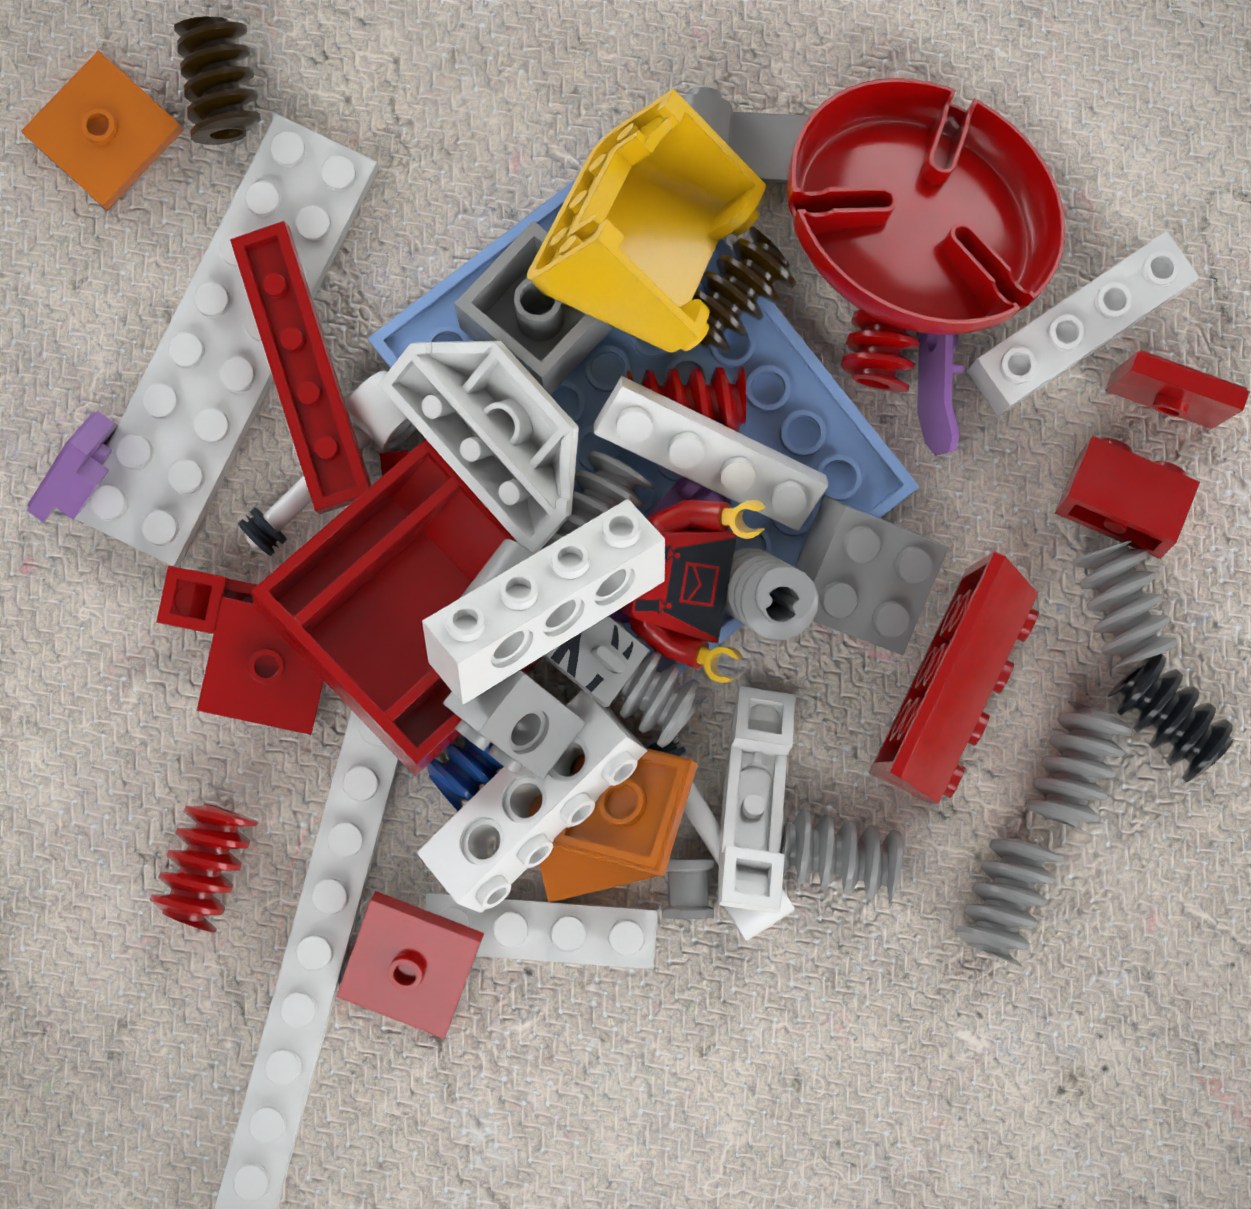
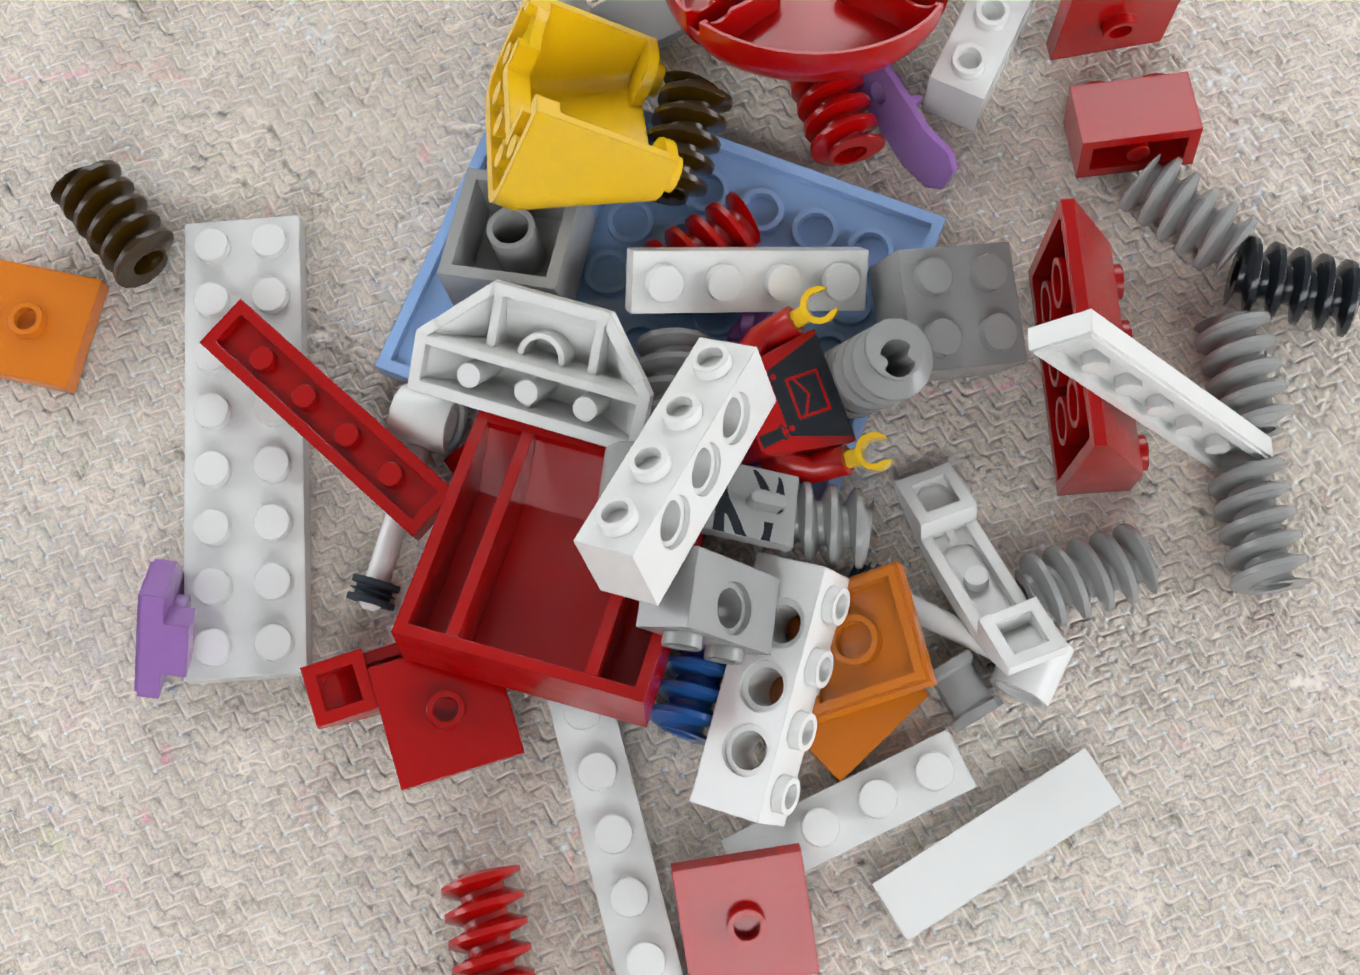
camera: 20 degrees left, 10 degrees down
(642, 1021) = (995, 844): none -> white tile
(965, 754) = (1148, 389): none -> white tile

